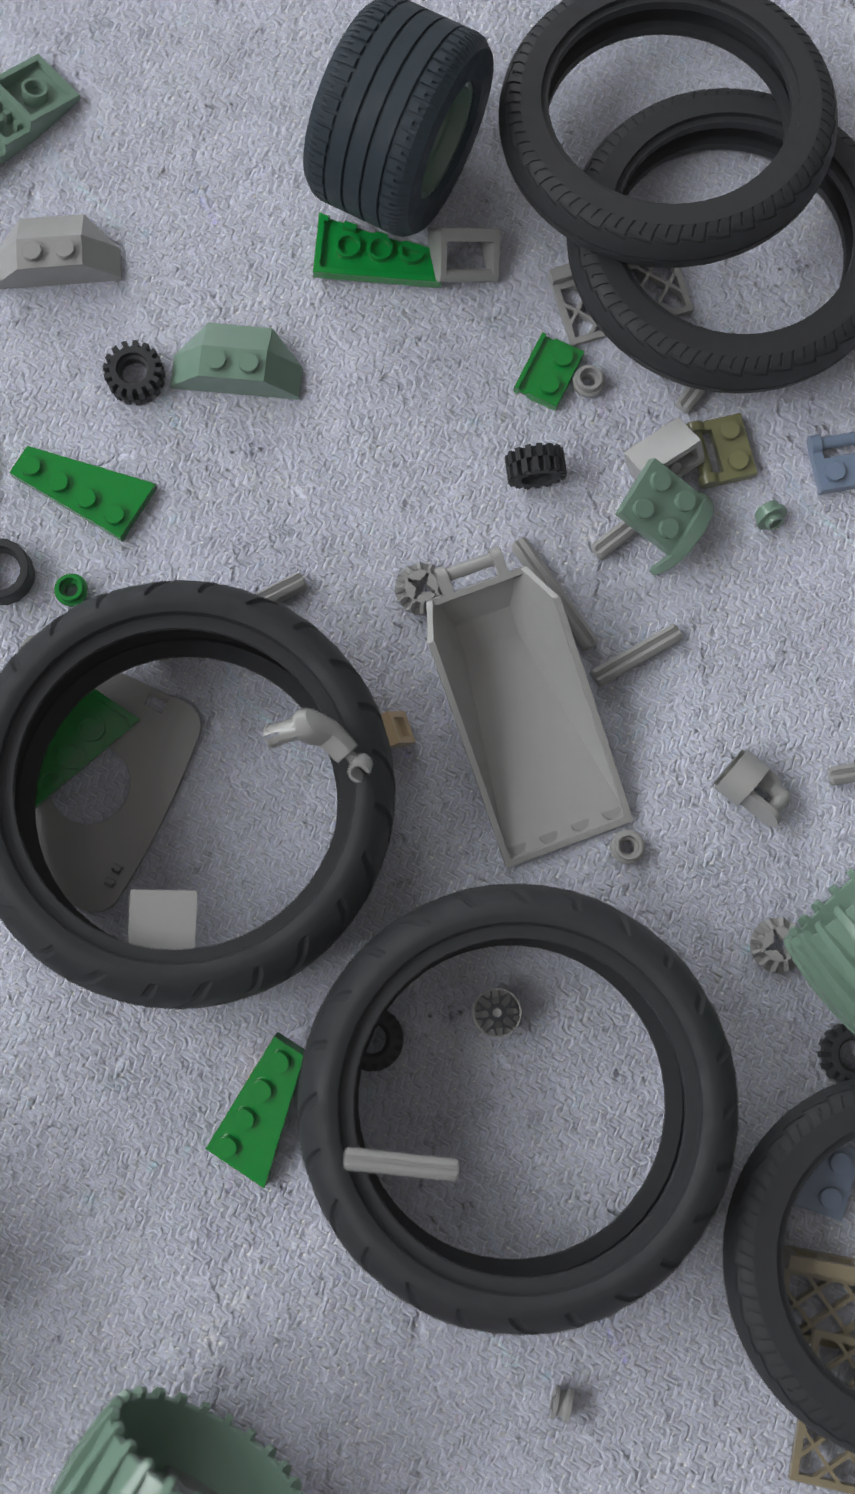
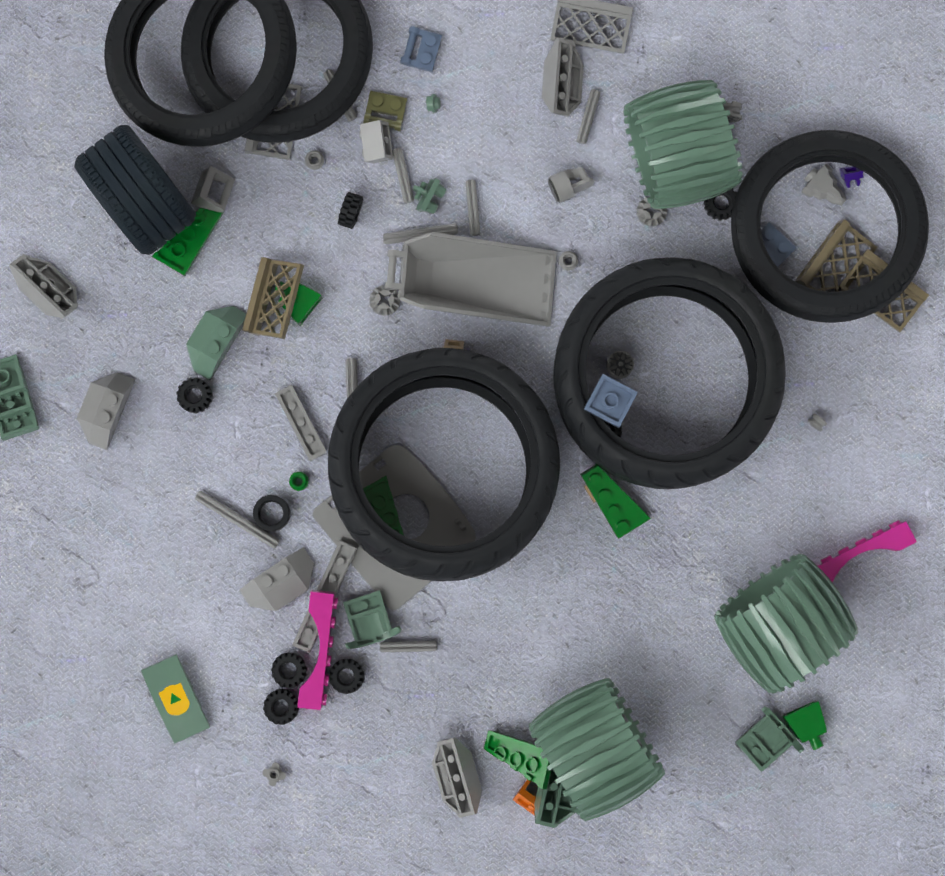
camera: 60 degrees left, 5 degrees up
(91, 492) = (251, 446): green wing -> none
(163, 918) = (503, 498): light grey sticker -> none
(169, 542) = (301, 423): none -> light grey plate
(201, 82) = (44, 286): none -> light grey wedge
(322, 731) = (453, 376): light grey arm -> none
(344, 398) = (262, 295): none -> dark tan fence
(354, 456) = (304, 304): none -> green torso
(401, 1164) = (673, 435): light grey axle -> none
(409, 1023) = (610, 400): none -> sand blue plate
(548, 371) = (298, 178): green plate -> none
(605, 579) = (425, 203): none -> sand green hips
(666, 513) = (409, 156): sand green piece -> none

